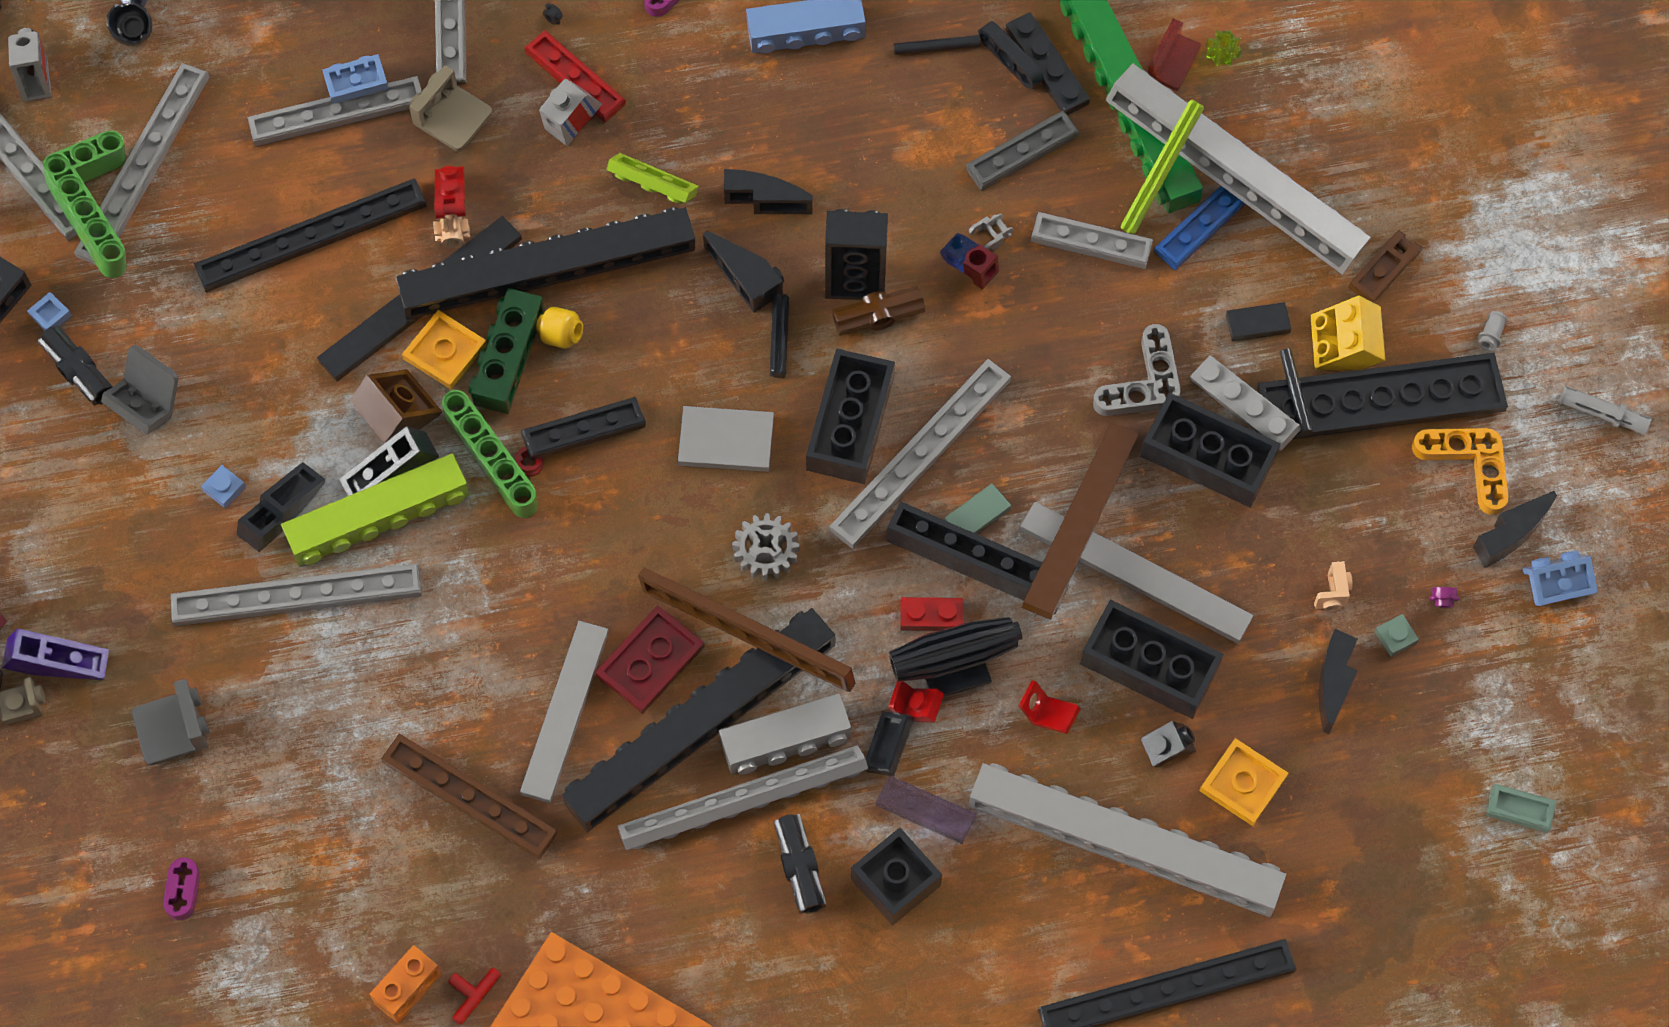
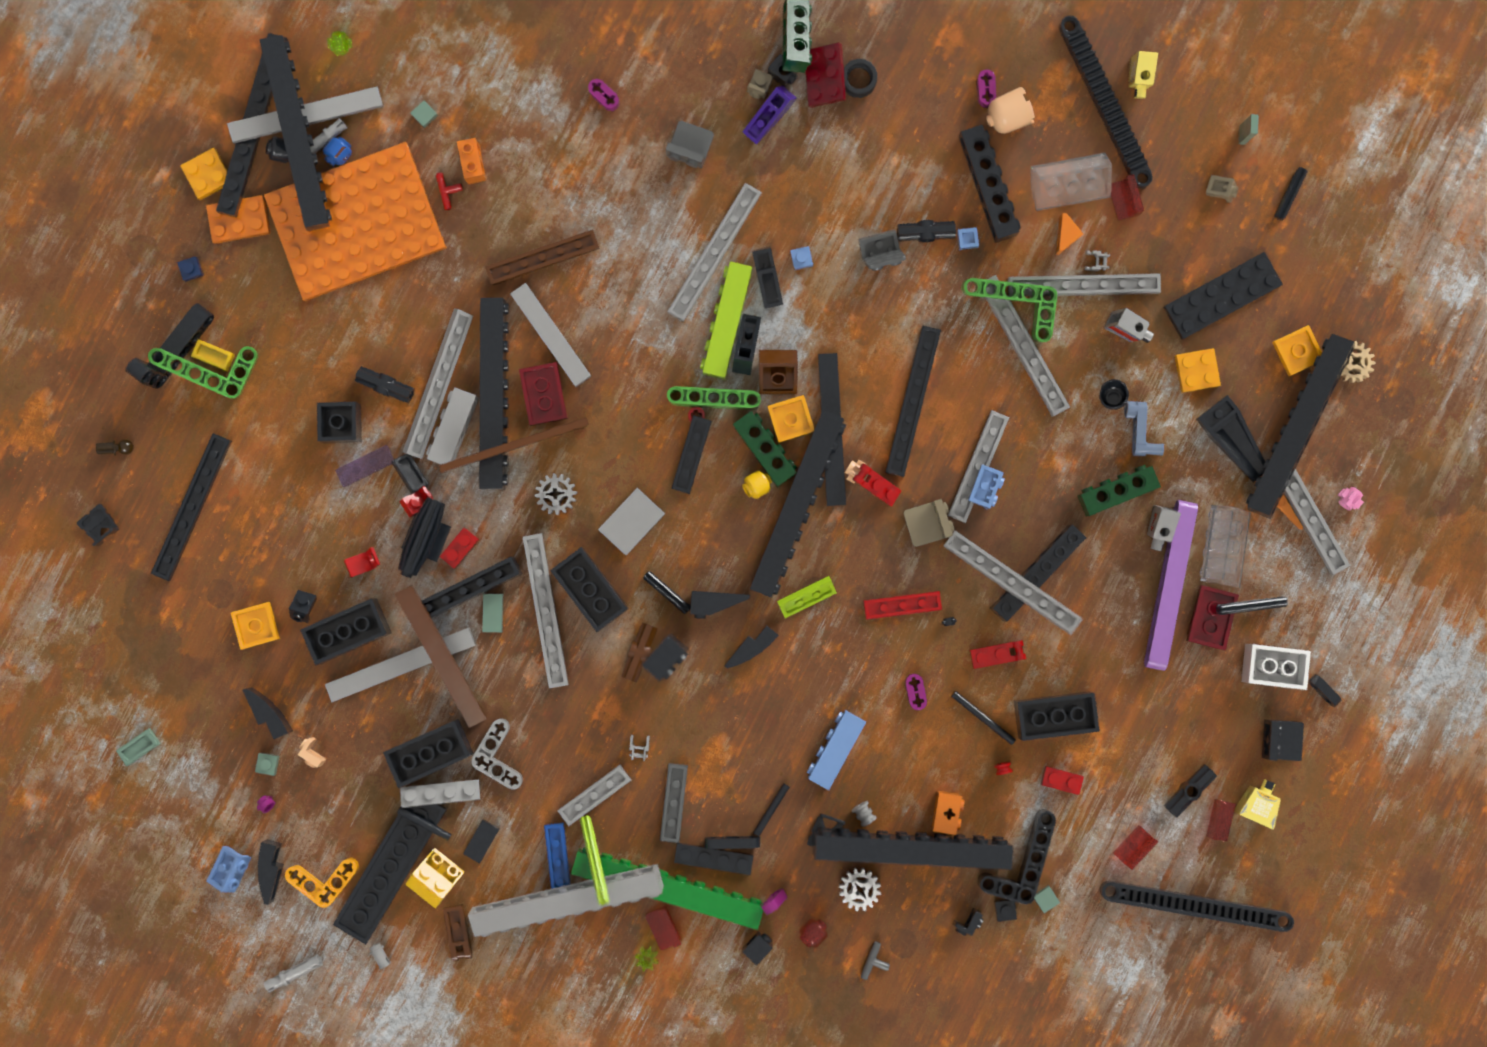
camera: 130 degrees right, 20 degrees up
(567, 111) = (878, 582): light grey torso -> none
(971, 259) = (631, 722): leg -> none
(1127, 839) = (271, 546): light grey brick -> none

